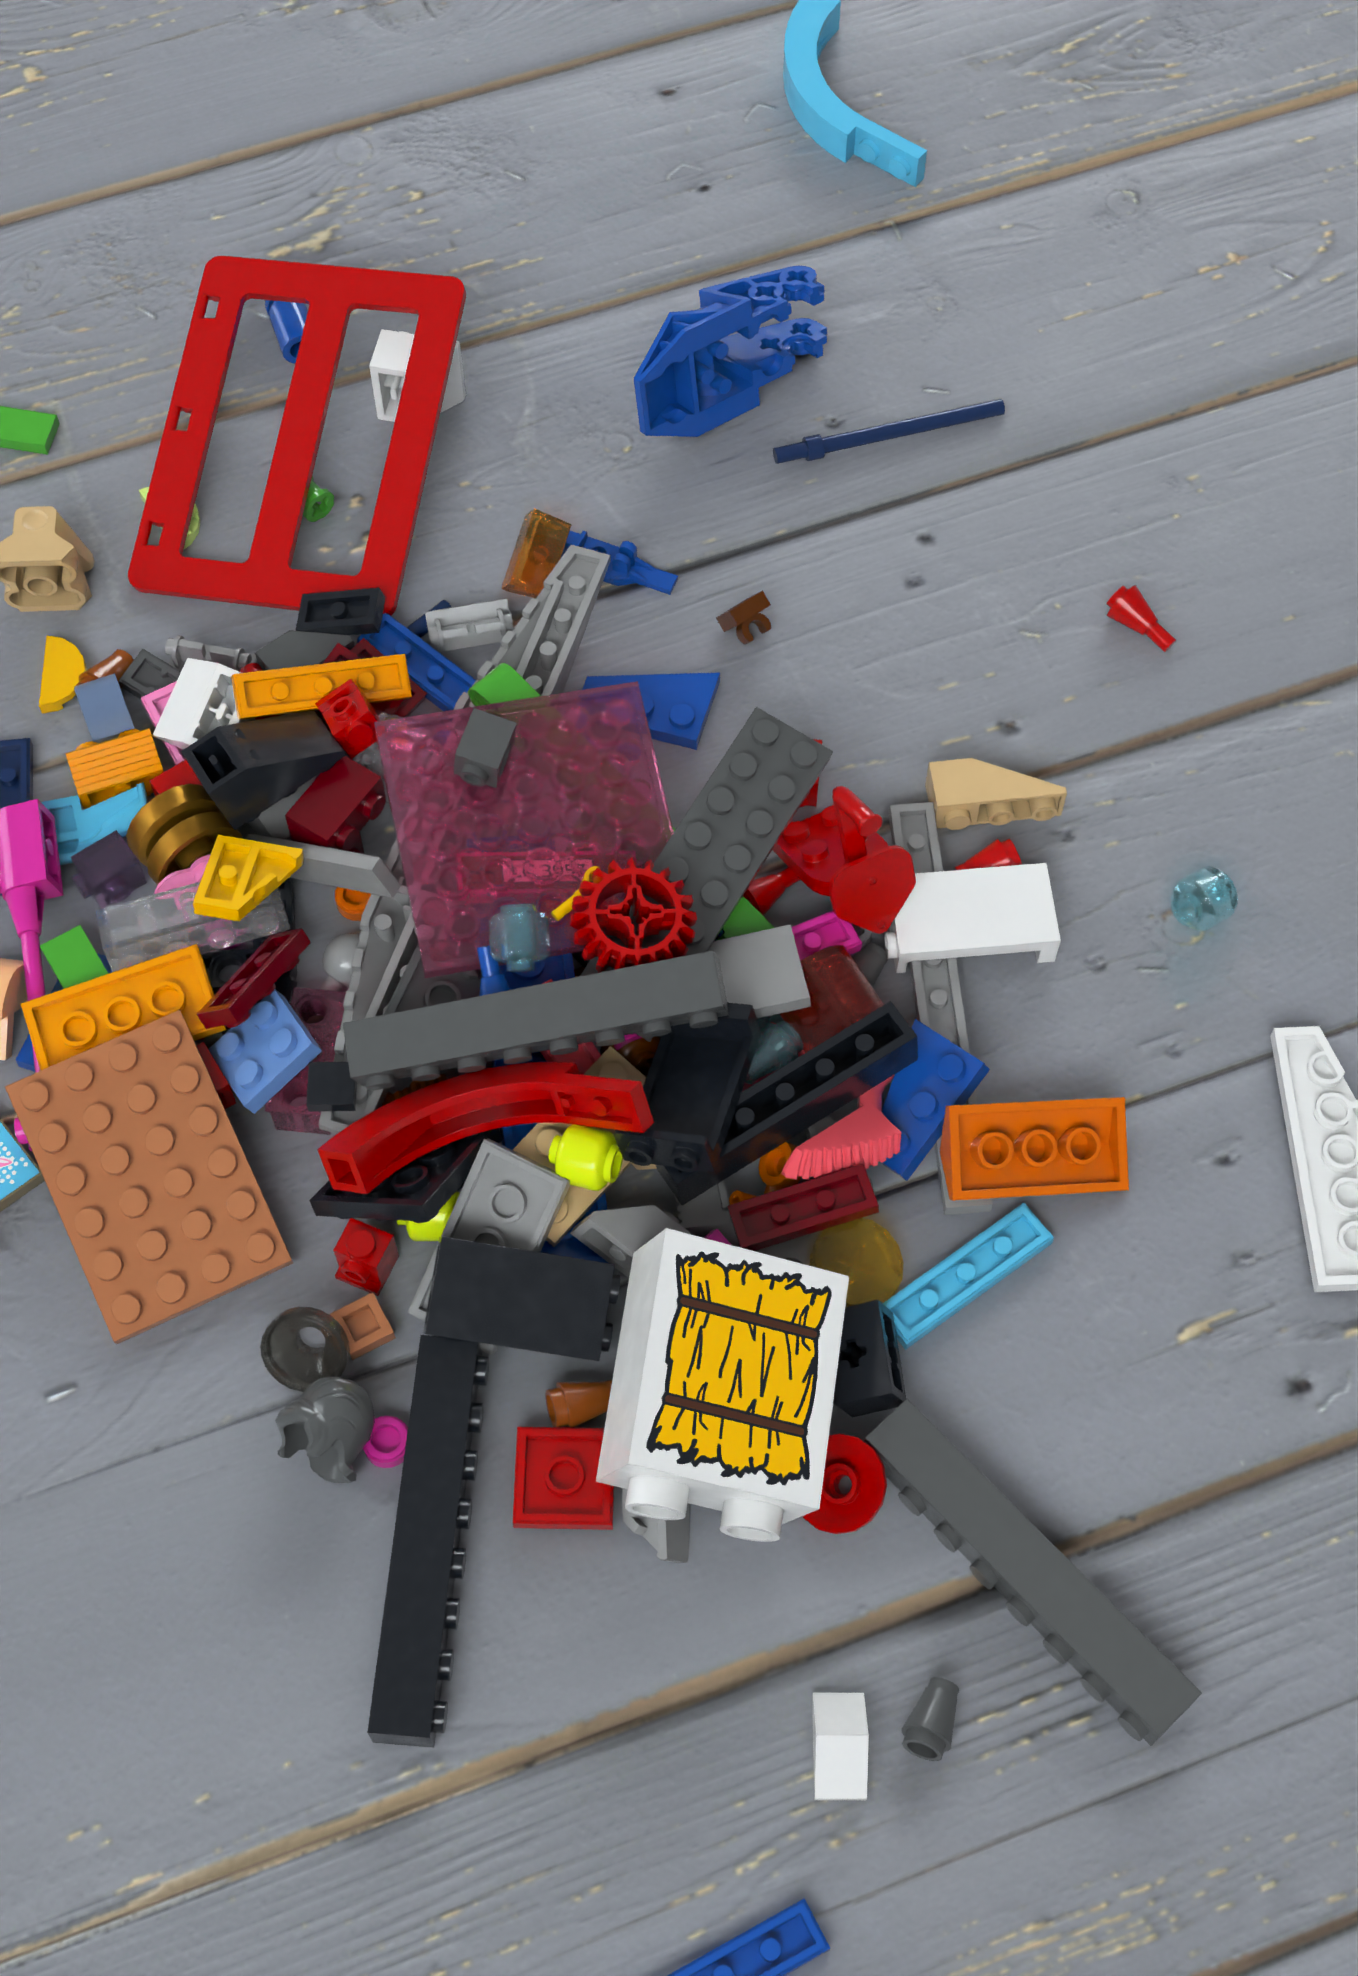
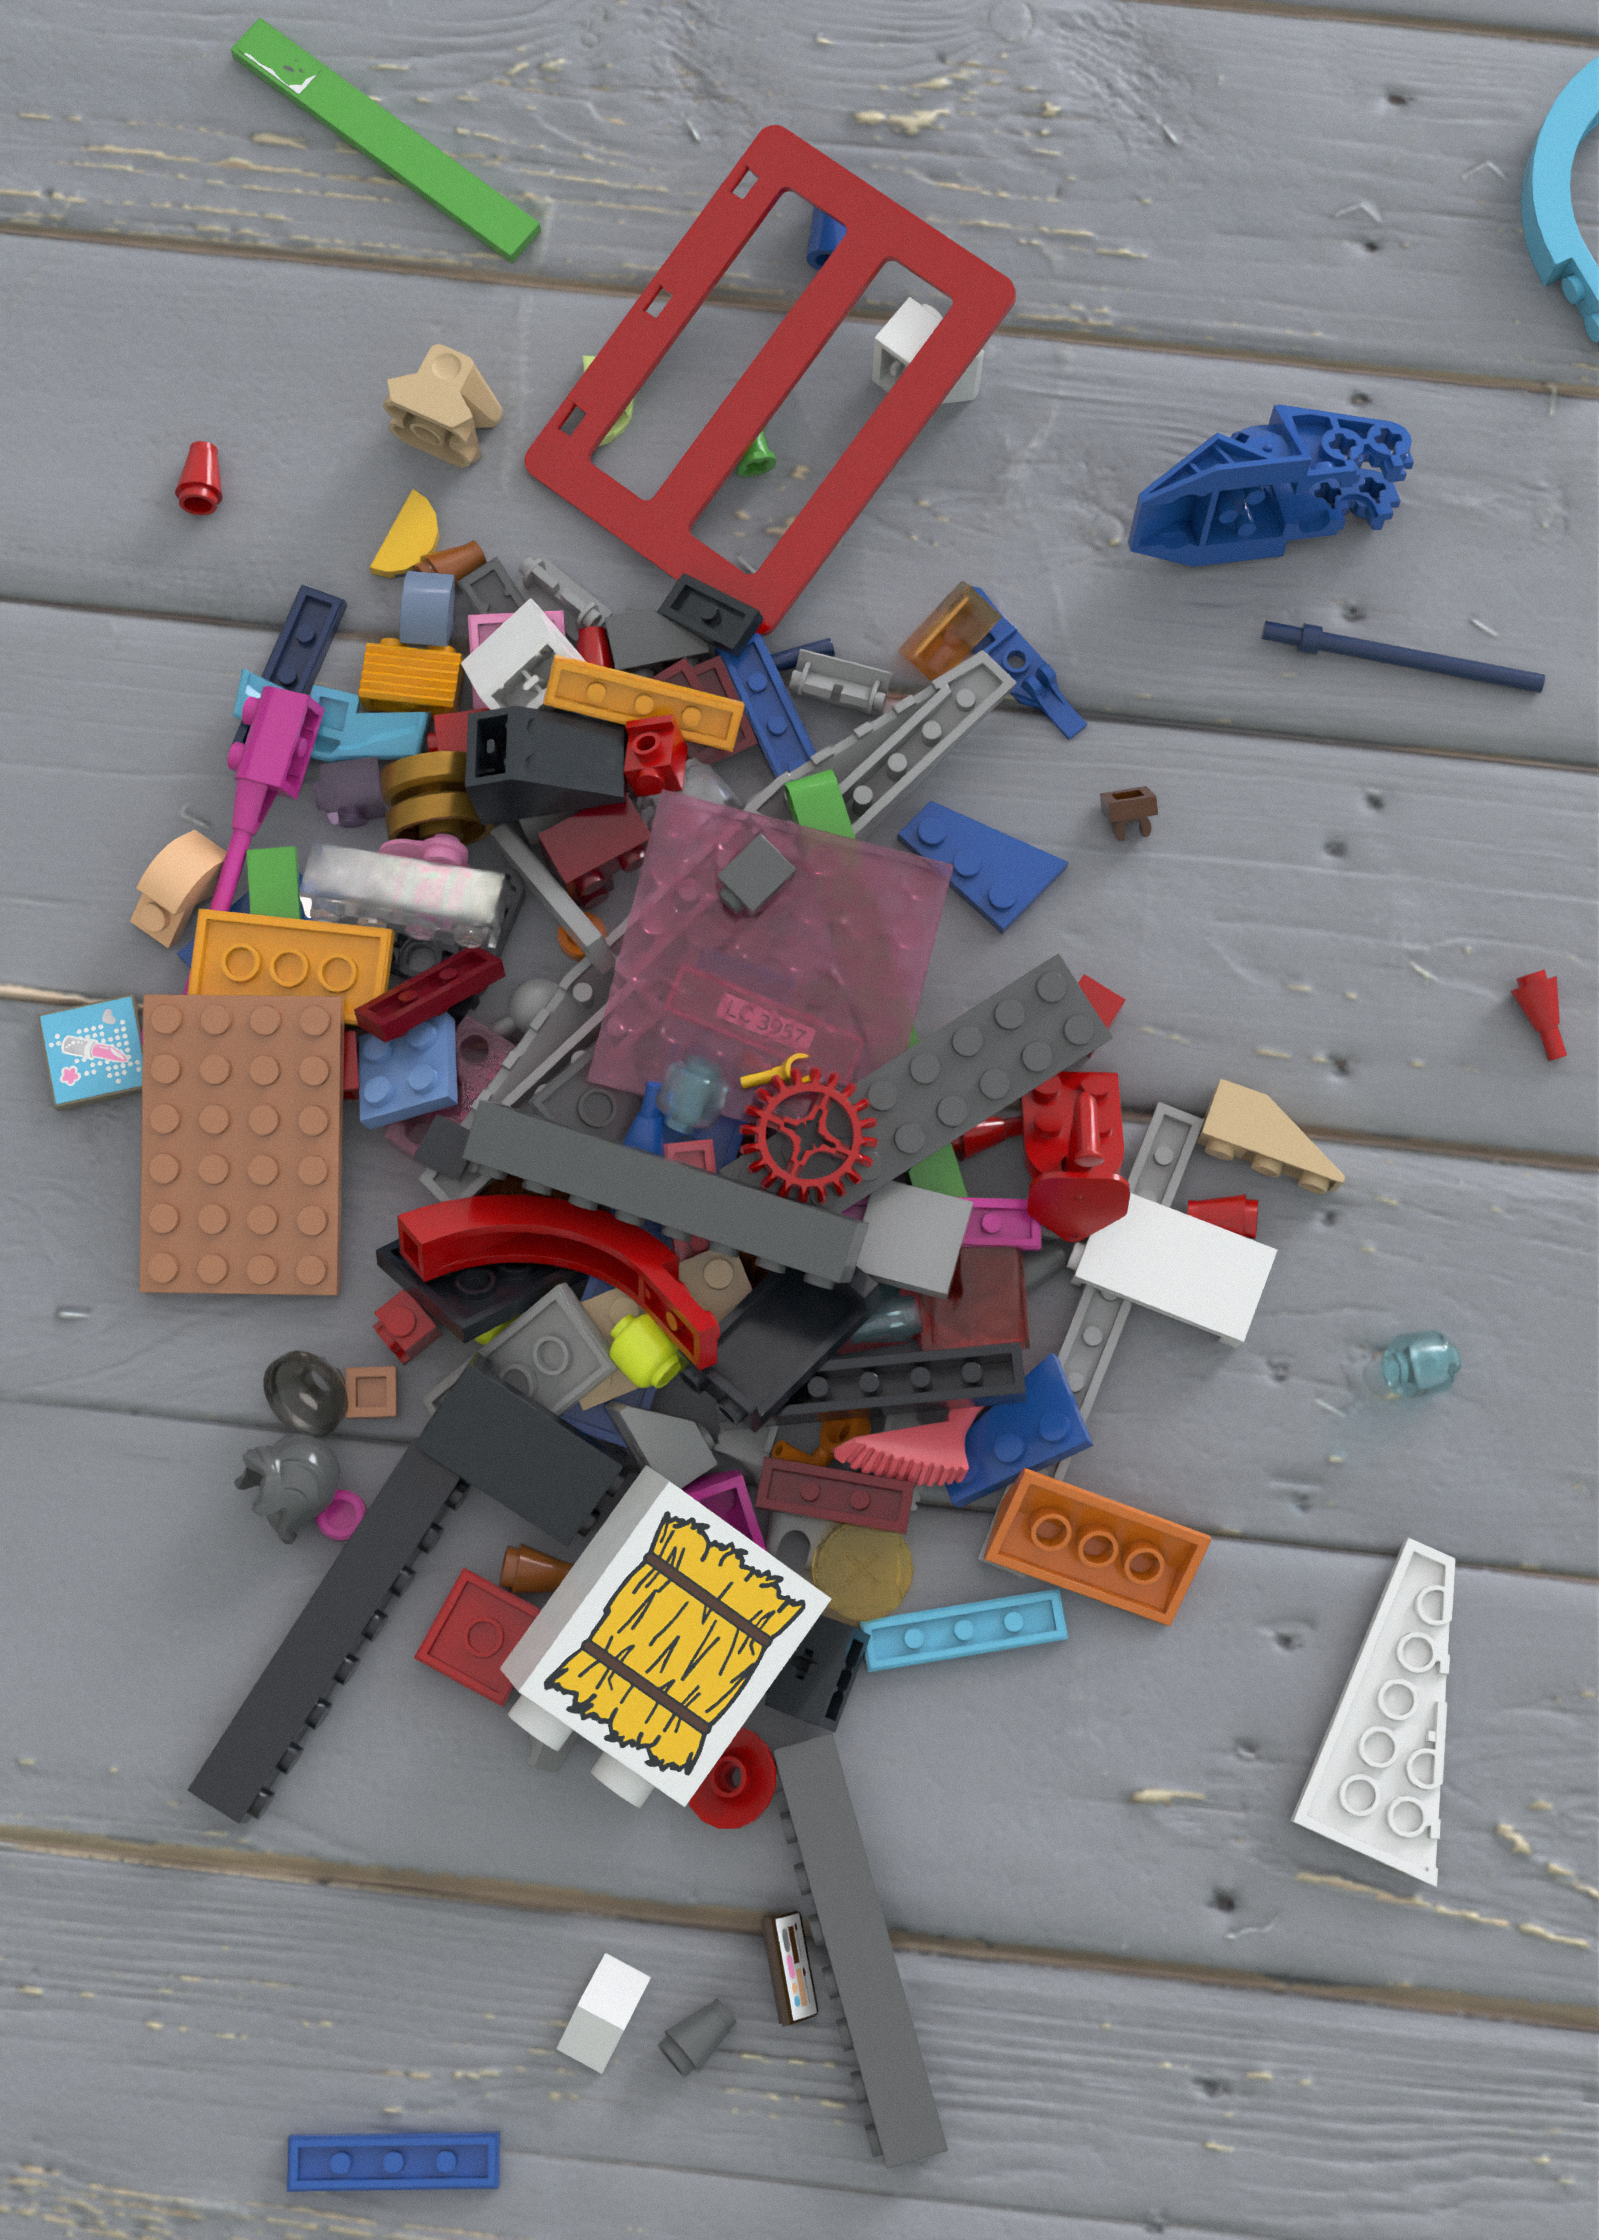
camera: 25 degrees right, 15 degrees up
(242, 876) = (464, 883): yellow wing -> none
(975, 1621) = (789, 1967): none -> slope

